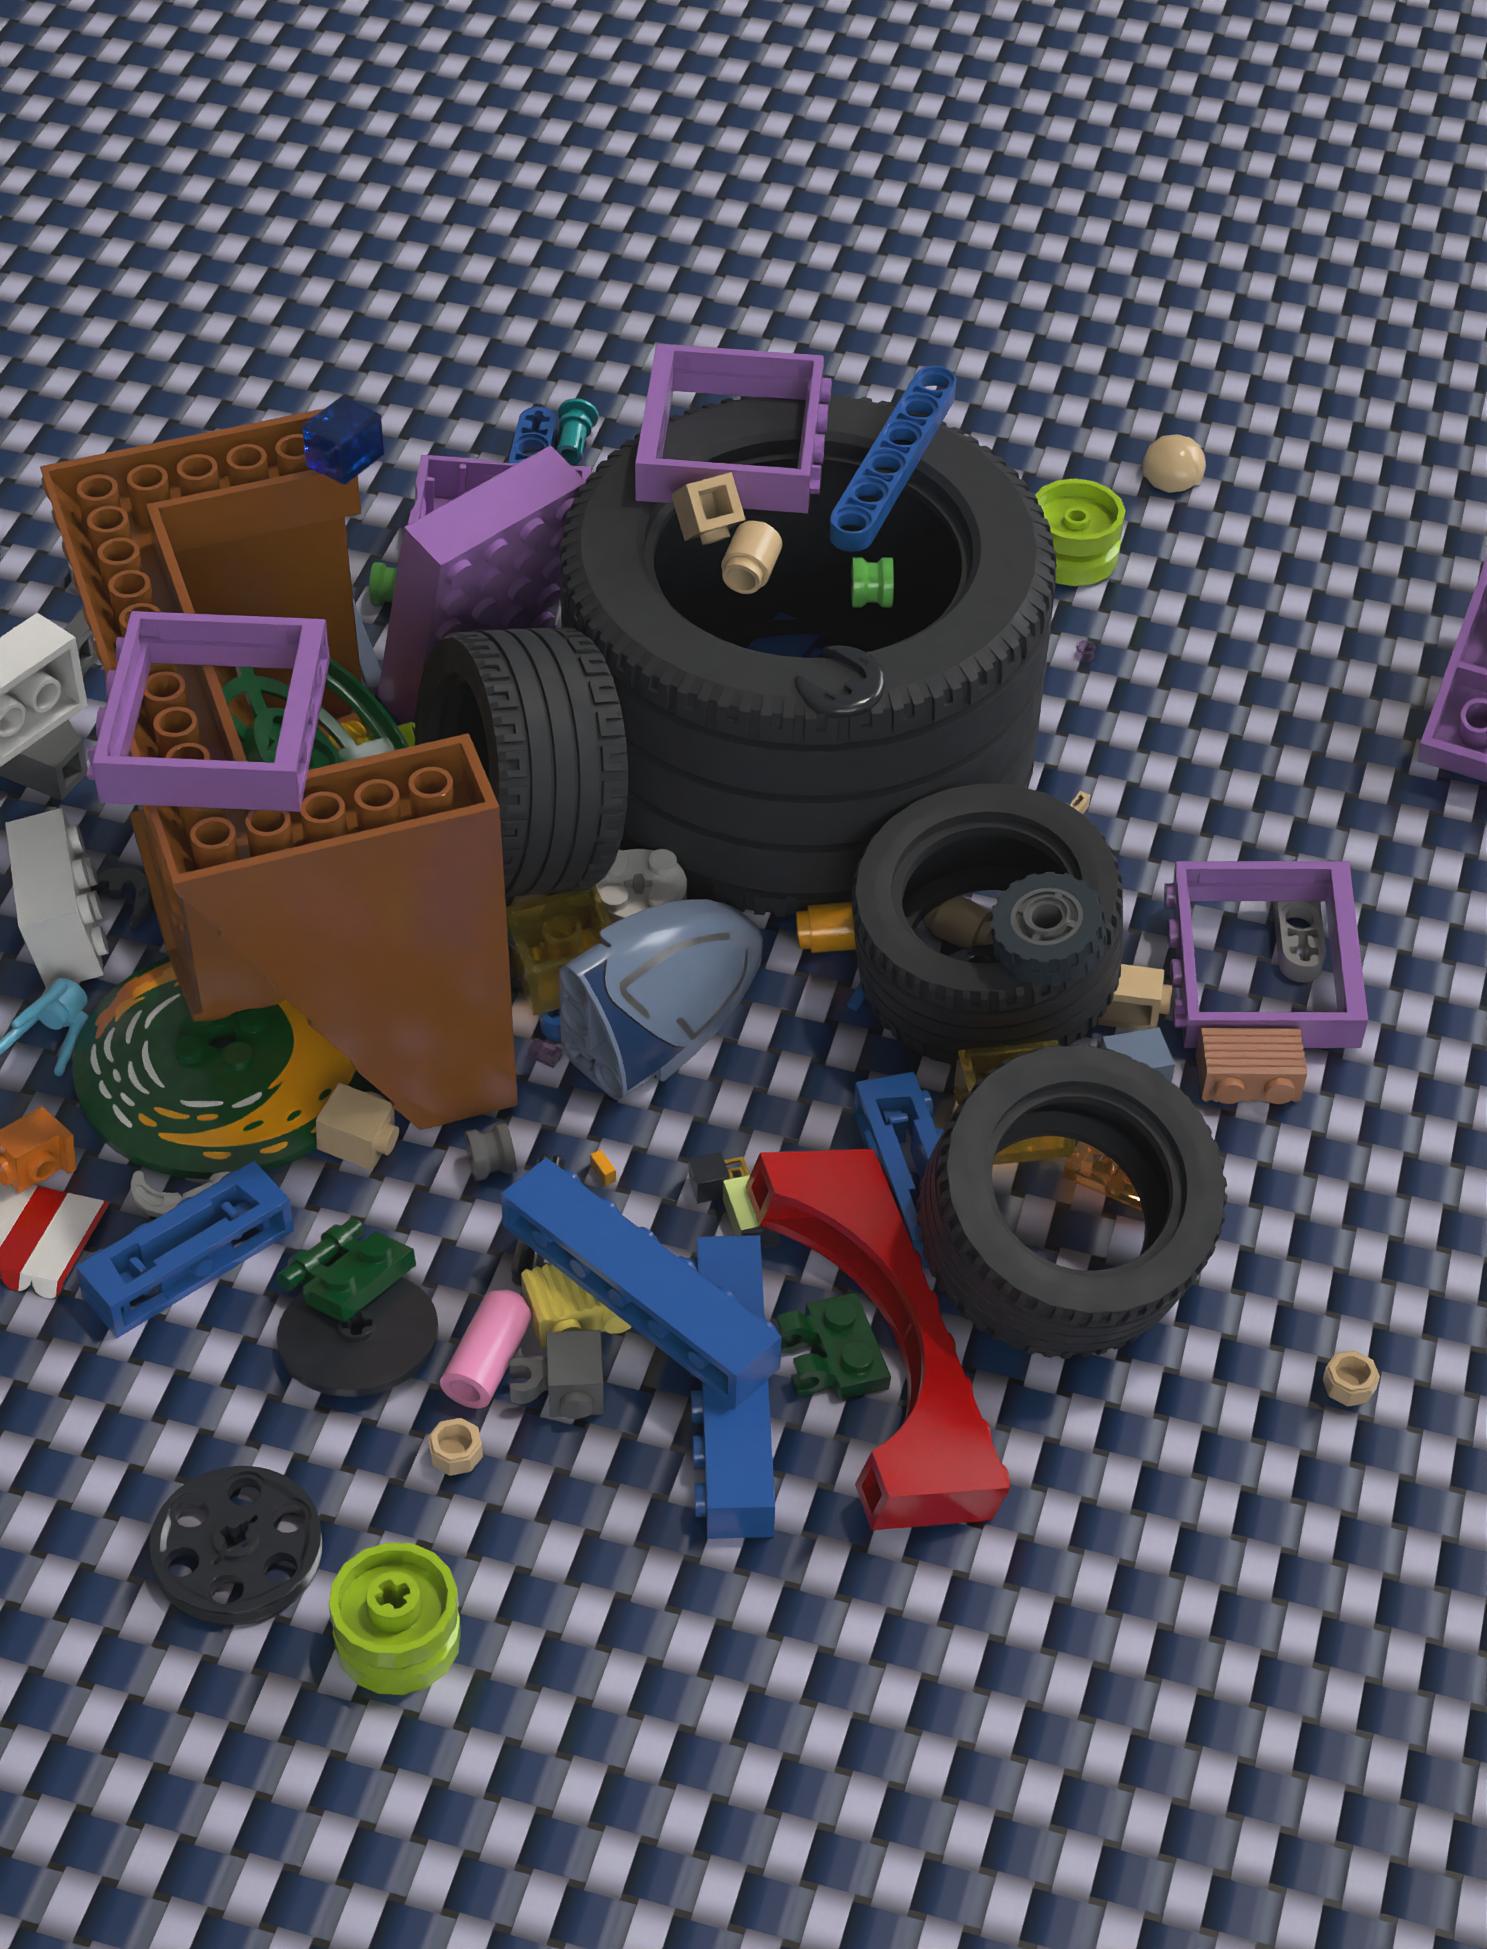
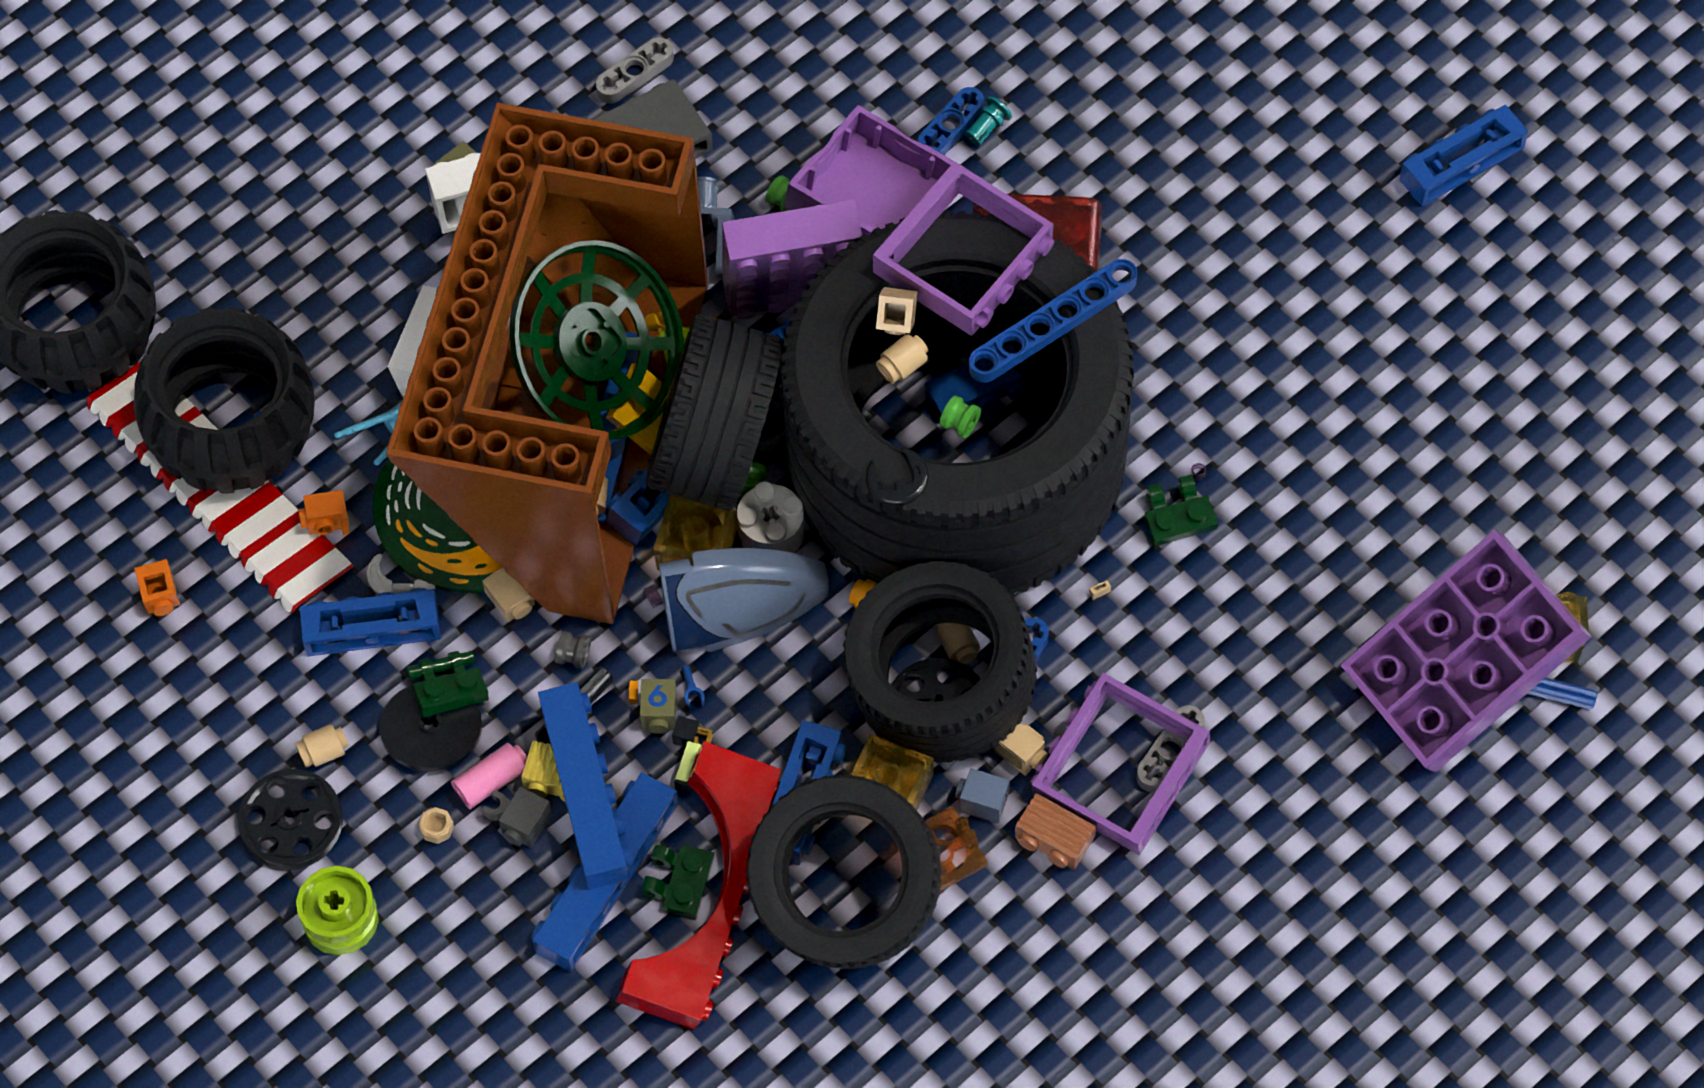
camera: 35 degrees right, 15 degrees up
(215, 641) = (512, 381): medium lavender window -> none
(221, 1427) = (322, 745): none -> tan brick
(343, 440) = (671, 176): clear blue brick -> none
(651, 1160) = (658, 705): none -> olive brick
(679, 1130) = (691, 687): none -> blue hand
(1048, 929) = (940, 716): black wheel -> none
(1081, 299) = (1464, 157): none -> blue brick
(1084, 528) = (1253, 377): lime wheel -> none
(1109, 700) = (1180, 519): none -> dark green plate
(1174, 463) = (1377, 349): tan hair -> none
(1351, 1378) = (952, 1062): tan tile -> none

